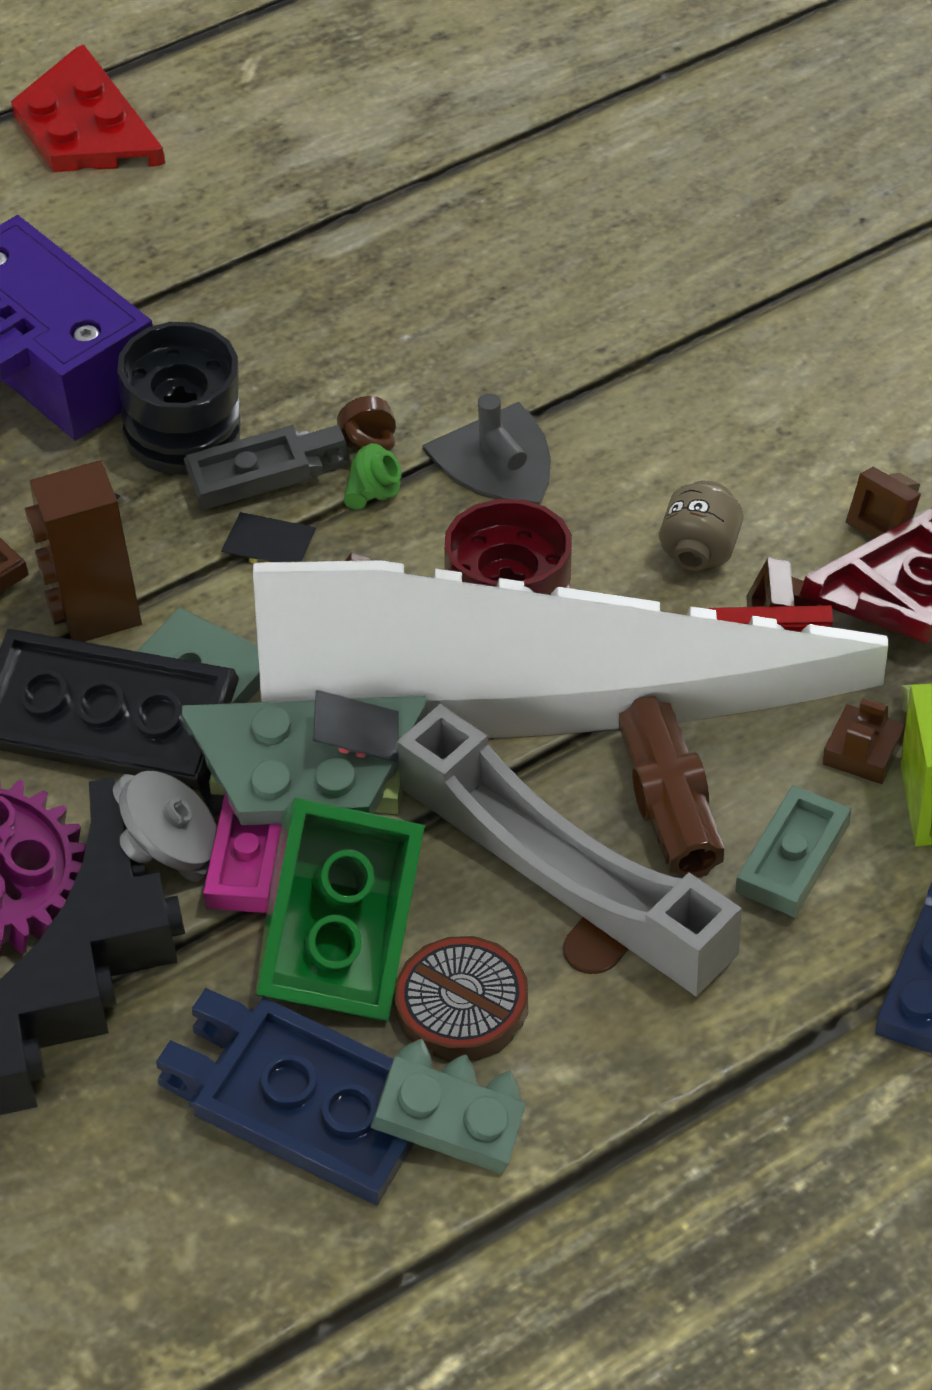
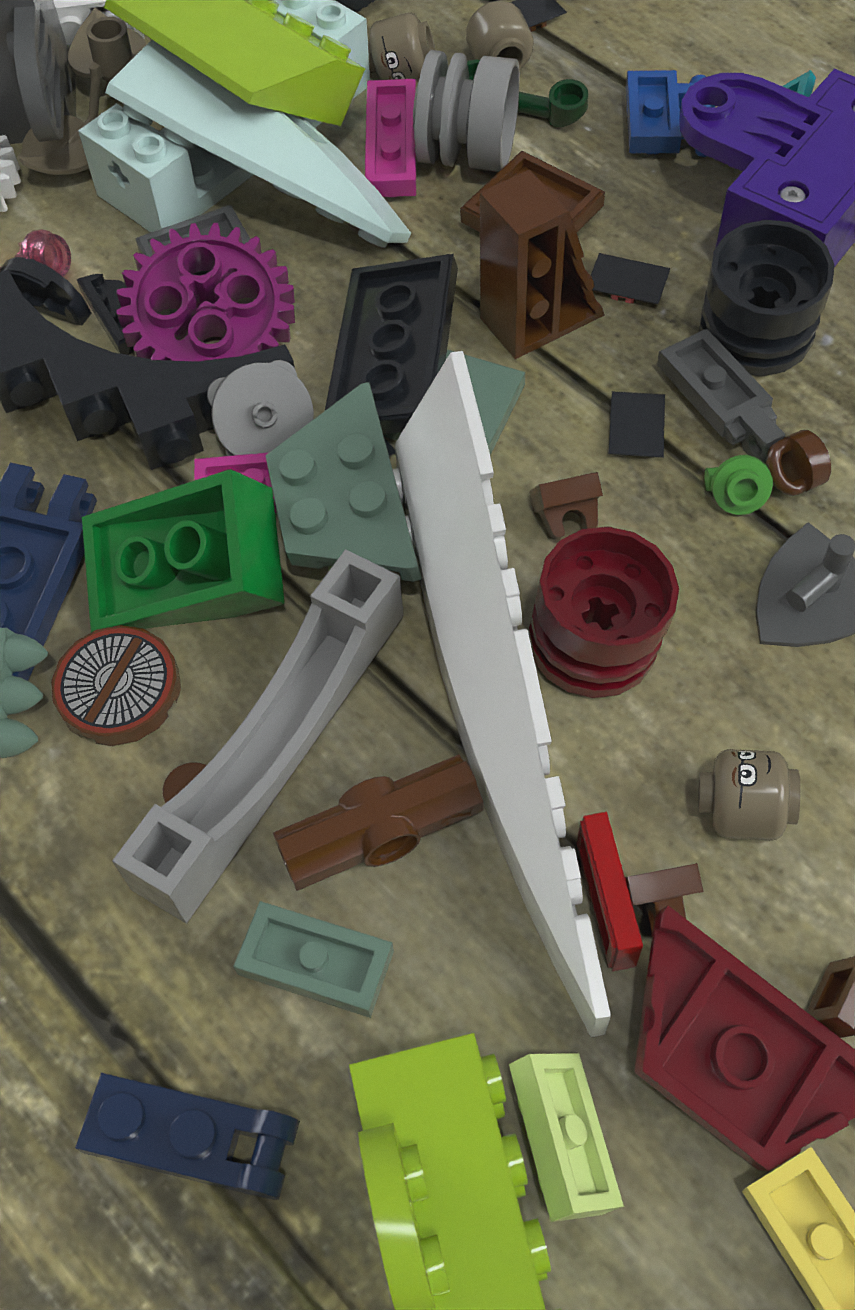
camera: 80 degrees right, 10 degrees up
(356, 726) = (355, 510): black piece -> none
(864, 741) = (493, 1014): reddish brown tile -> none

